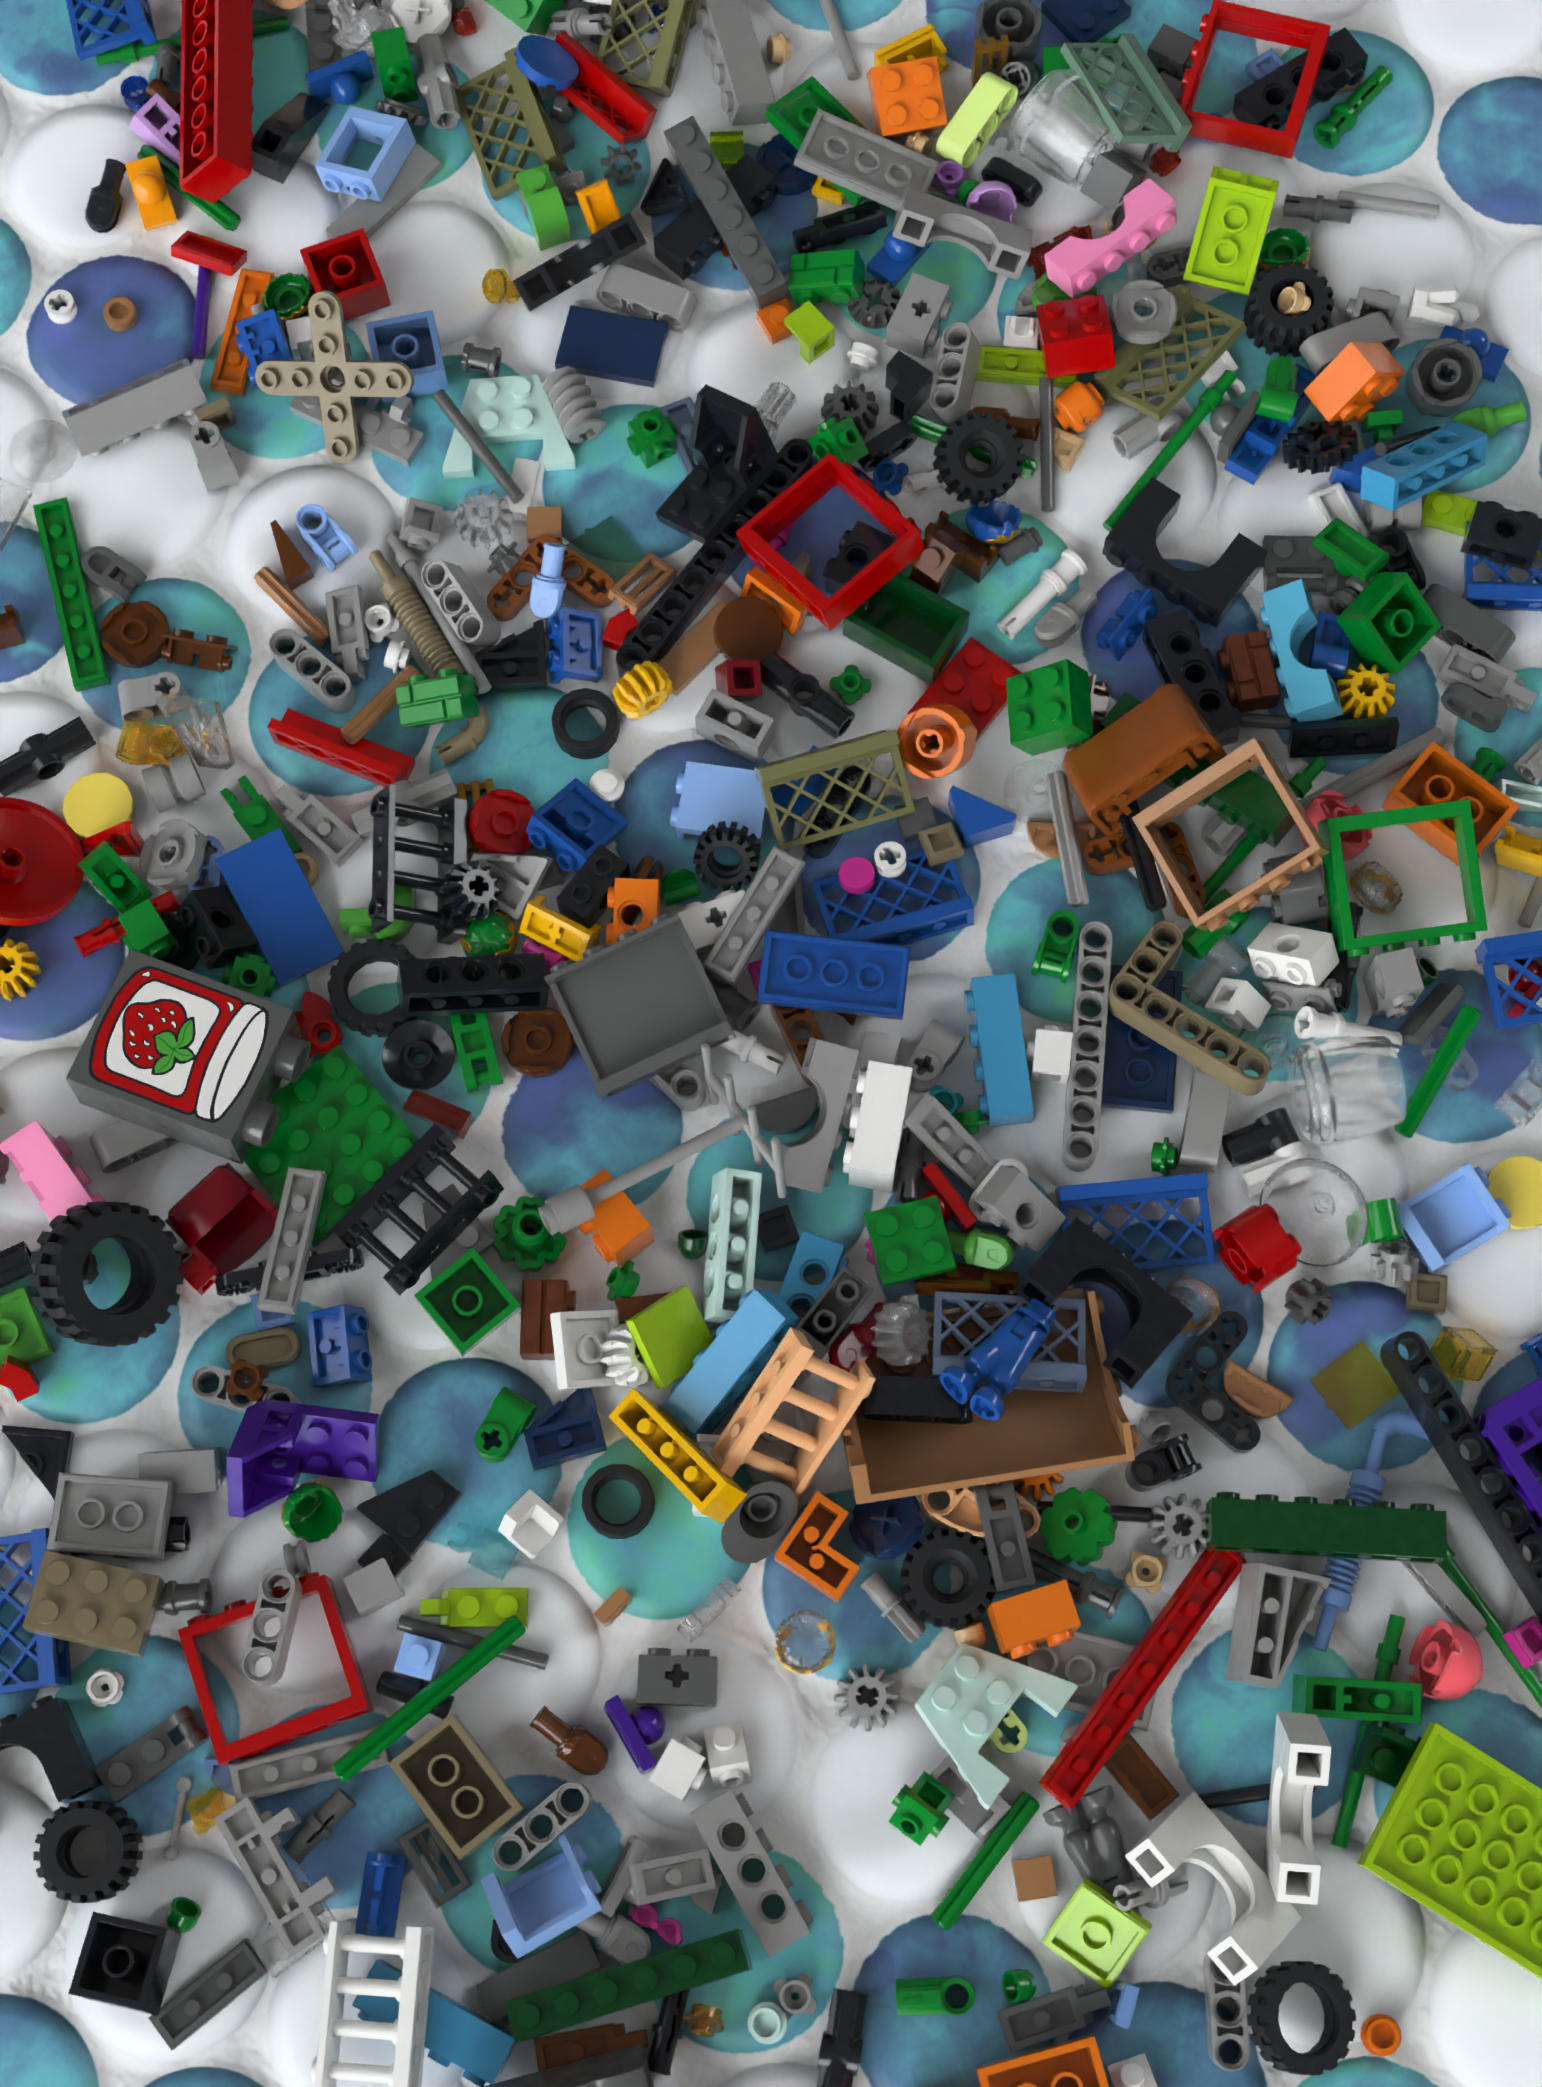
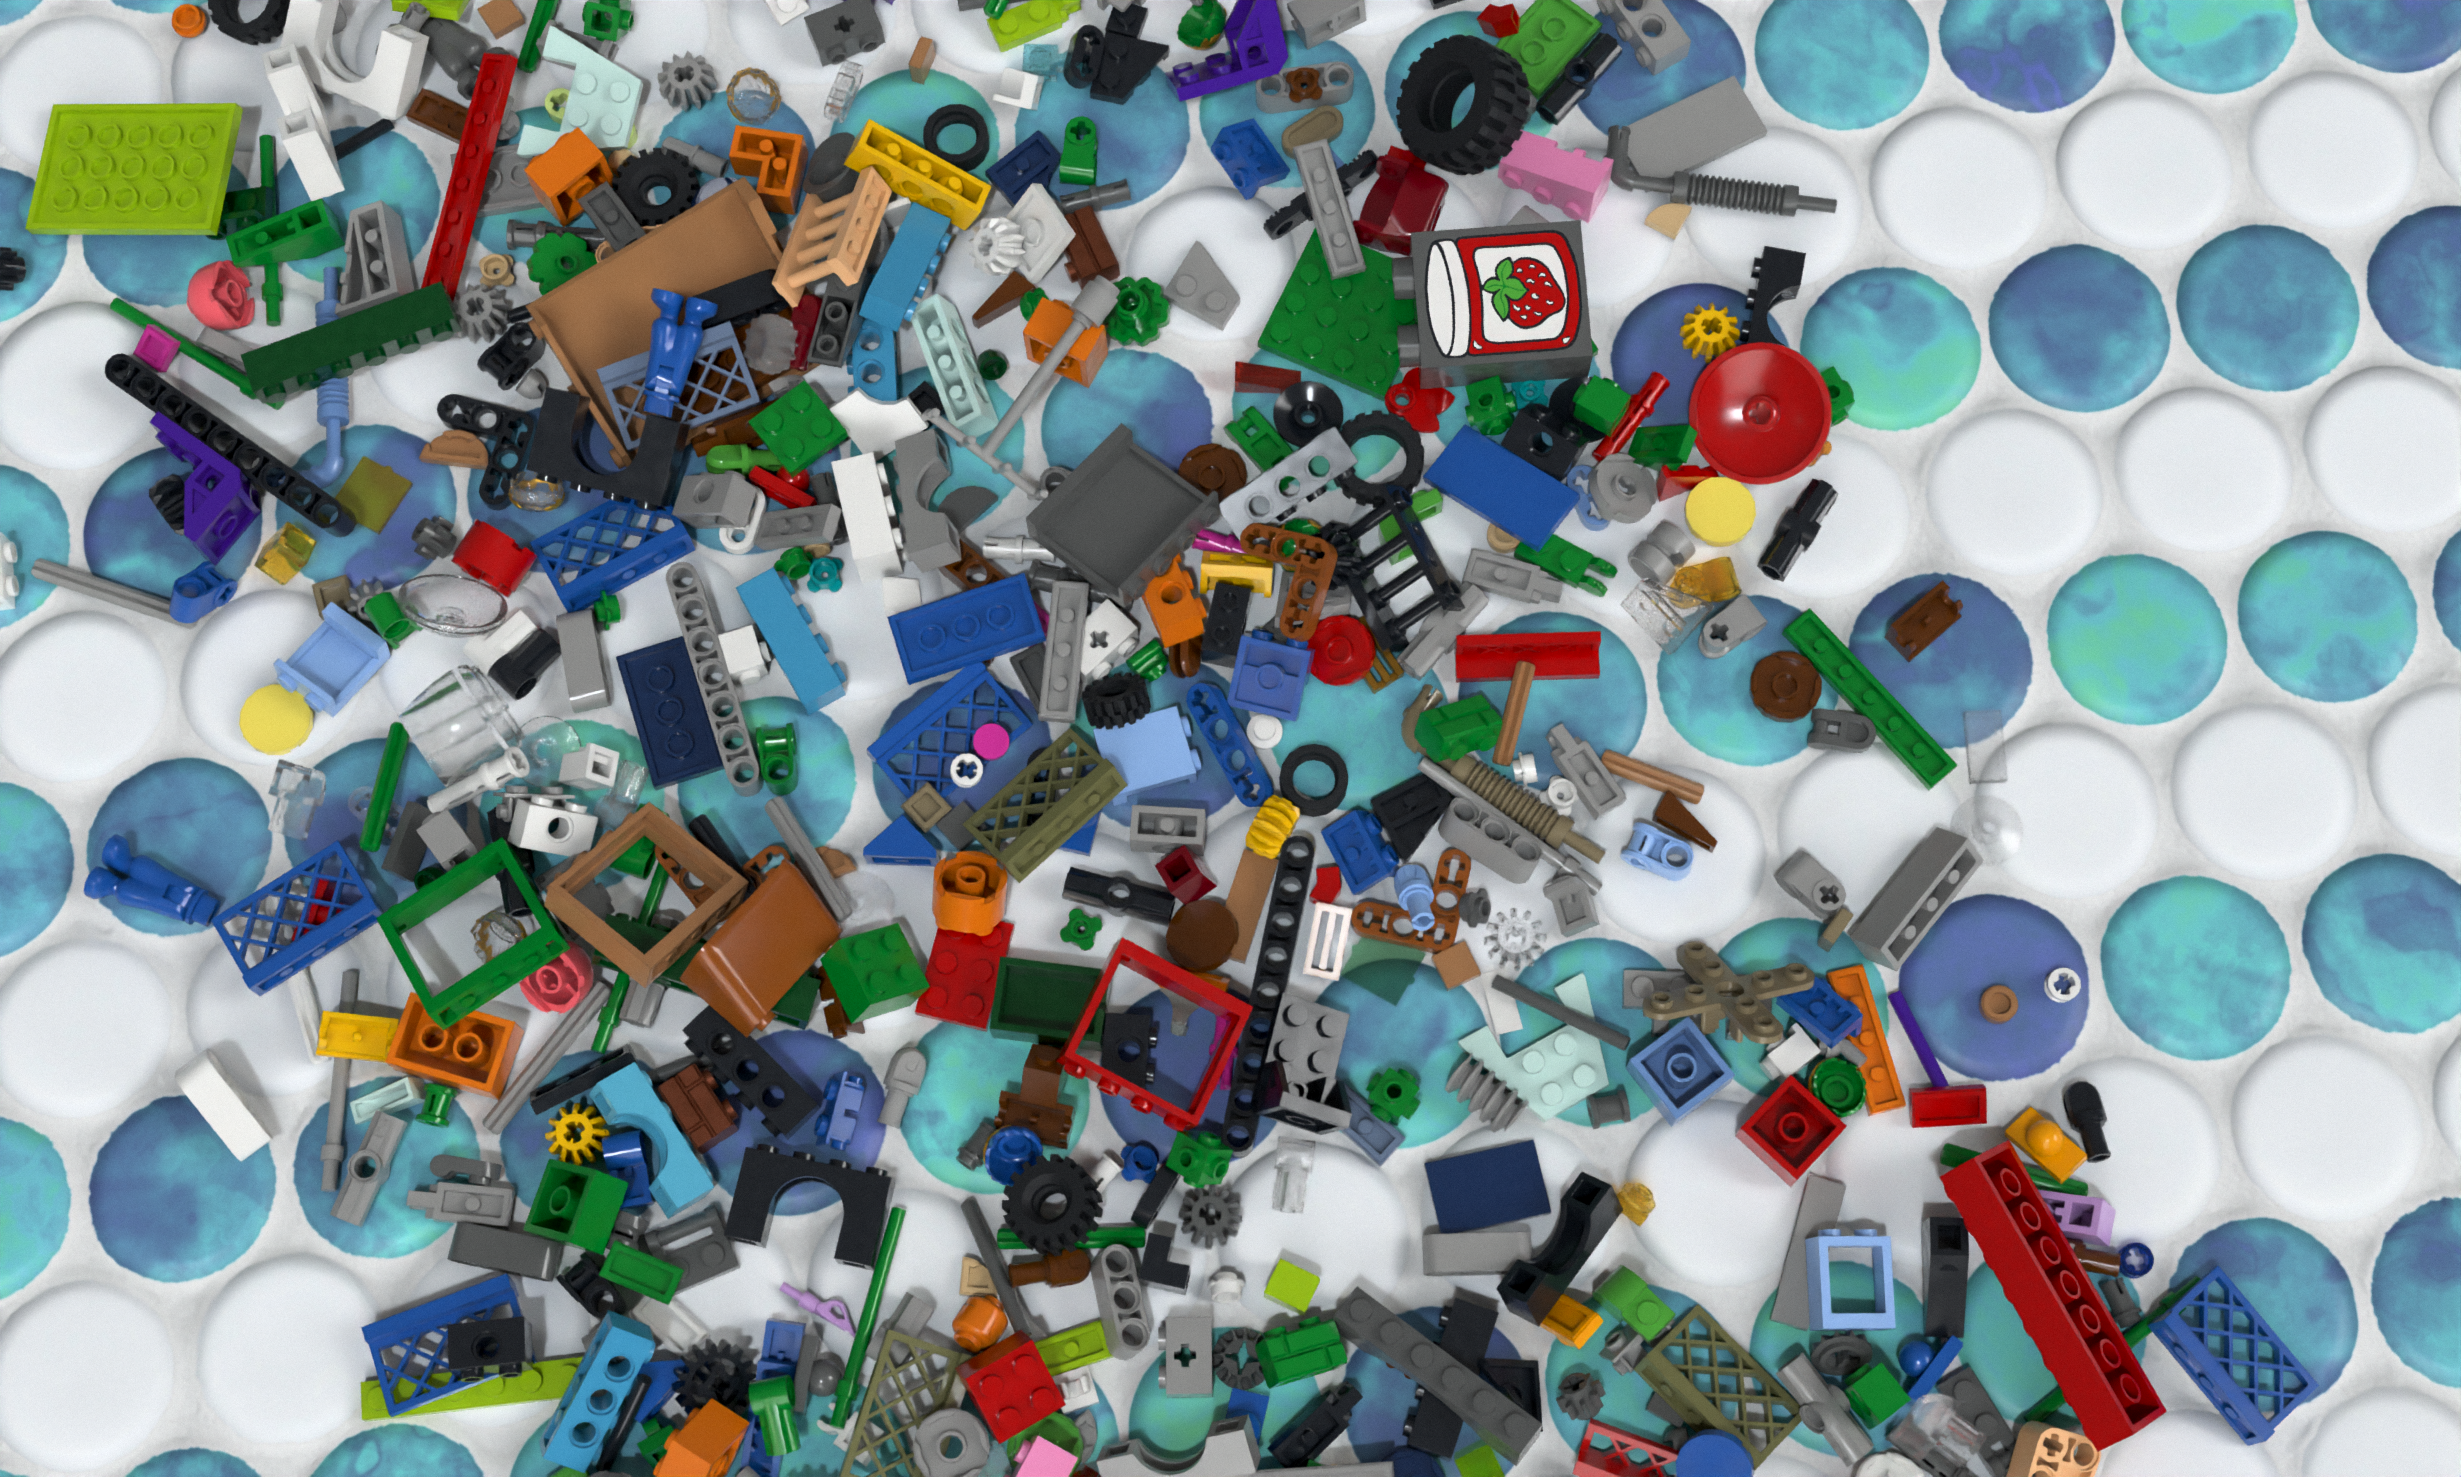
camera: 155 degrees right, 0 degrees up
(212, 652) = (1731, 692): reddish brown hinge -> none
(305, 657) = (1613, 712): light grey beam -> none
(395, 1186) = (1272, 280): black fence -> none
(447, 1530) = (1090, 58): none -> black beam
(467, 1302) = (1155, 227): green brick -> none
(497, 879) = (1306, 570): none -> dark orange beam
(510, 1373) = (1096, 197): none -> dark grey pin
(647, 785) = (1225, 748): none -> blue beam
(670, 1335) = (968, 271): lime tile -> none
(772, 320) = (1331, 1293): orange plate -> none
(830, 1218) = (877, 423): none -> white tile
(935, 1052) = (850, 615): light grey piece -> none
(1051, 584) = (928, 1119): white pin -> none
(1179, 1017) = (638, 723): dark tan beam -> none
(1205, 477) = (814, 1305): none -> lavender hand

